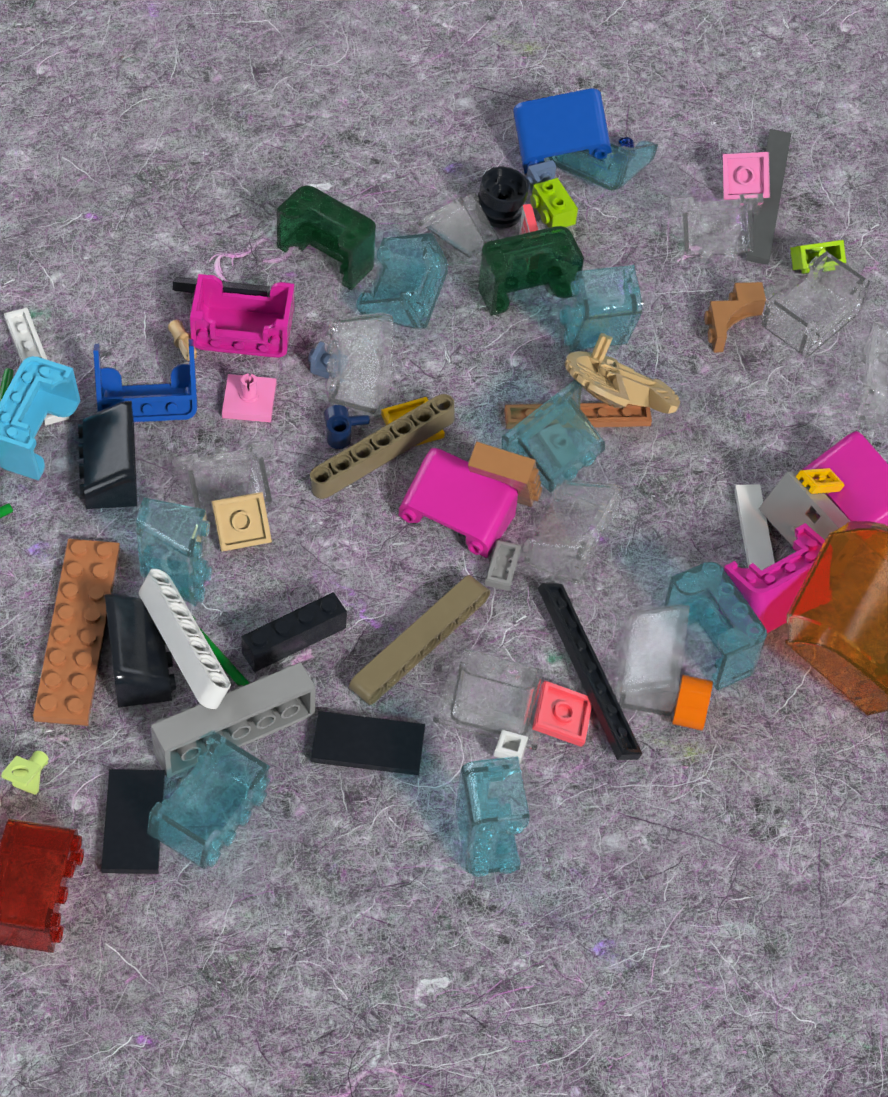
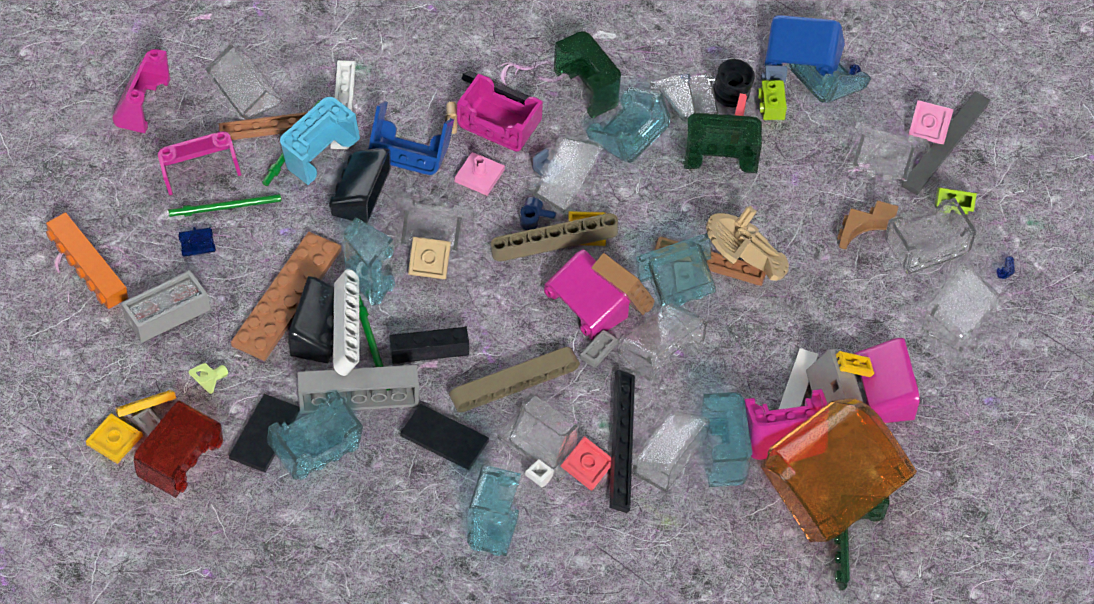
camera: 25 degrees right, 0 degrees up
(606, 304) = (756, 186): clear light blue windscreen -> none
(692, 702) = (682, 487): orange piece -> none

